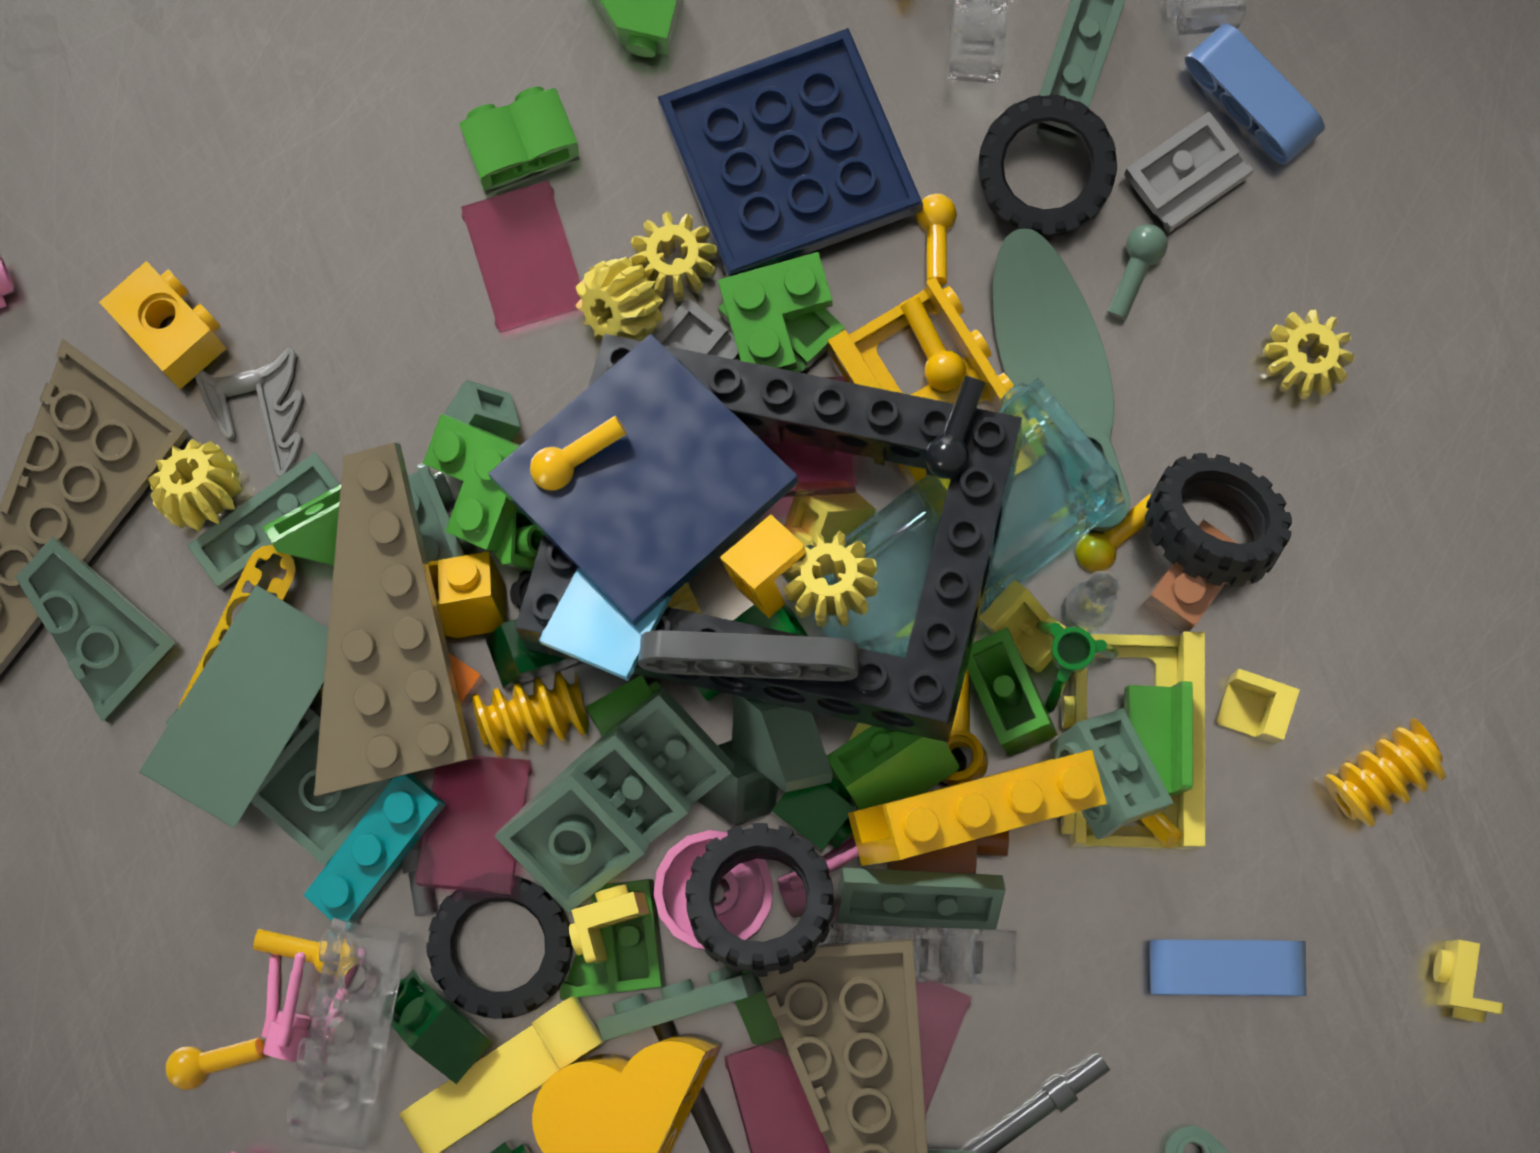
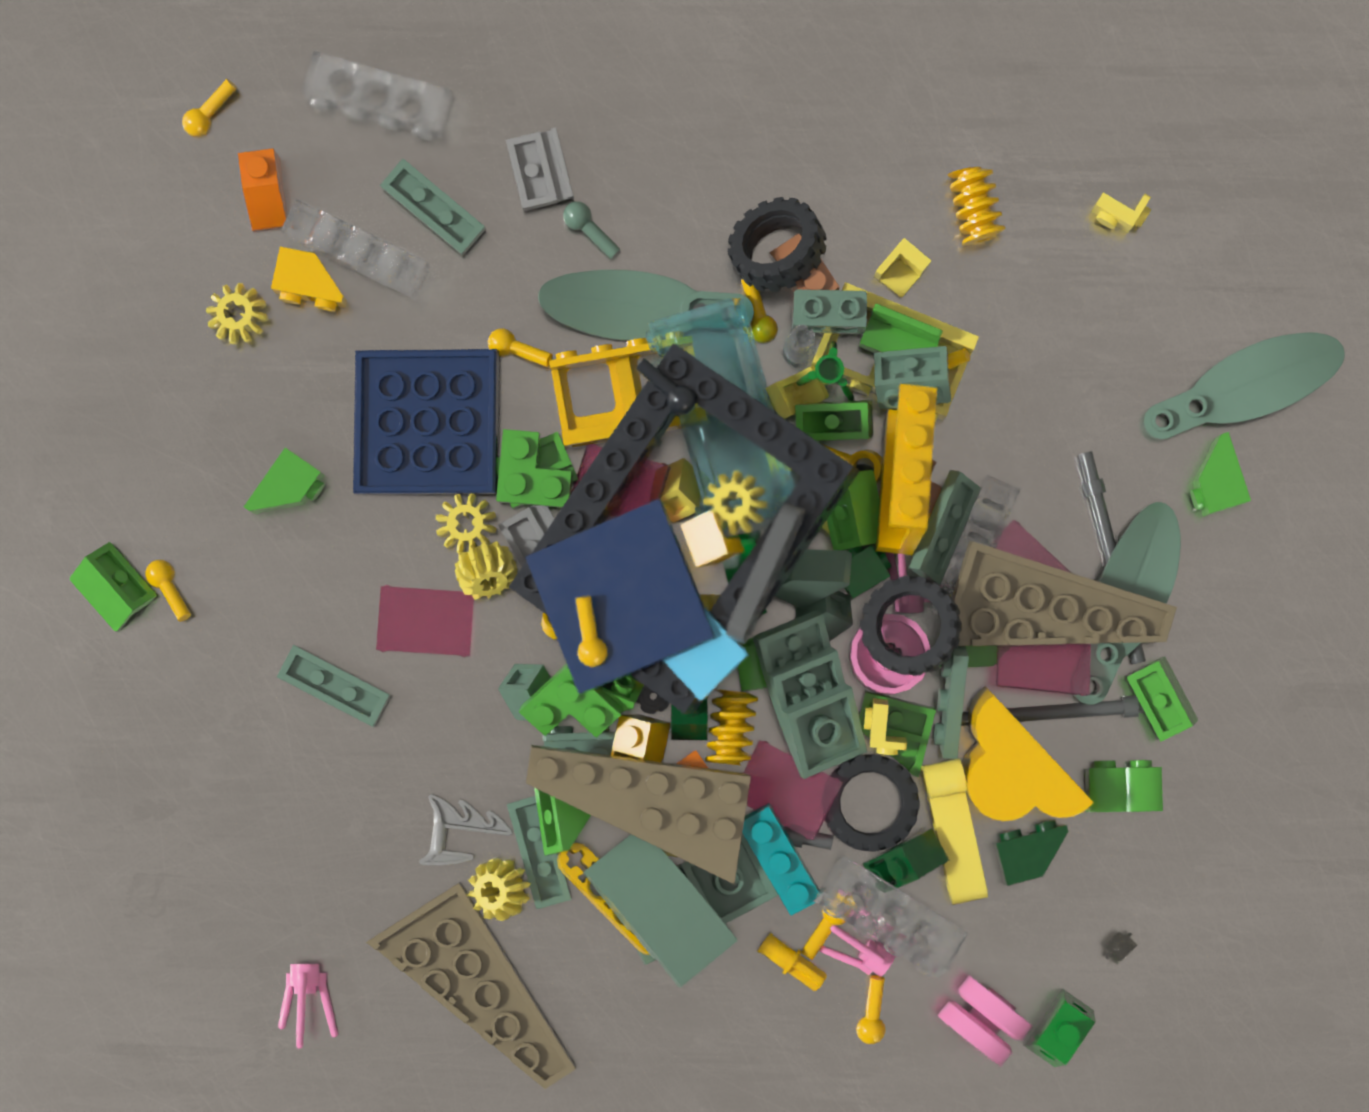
camera: 65 degrees left, 5 degrees up
(94, 625) = (566, 988): sand green wing -> none
(141, 306) = (404, 871): yellow brick -> none
(239, 922) = (792, 962): none -> yellow axle
(391, 169) = (333, 686): none -> sand green plate
(519, 137) = (346, 594): bright green brick -> none
(944, 367) = (609, 379): yellow bar -> none
(1039, 110) = (538, 267): black tyre -> none
(1155, 625) = (830, 311): none -> sand green bracket
(1228, 967) = (1057, 353): medium blue beam -> none
(1254, 93) = (504, 105): medium blue beam -> none
(1294, 364) = (685, 131): light yellow gear -> none

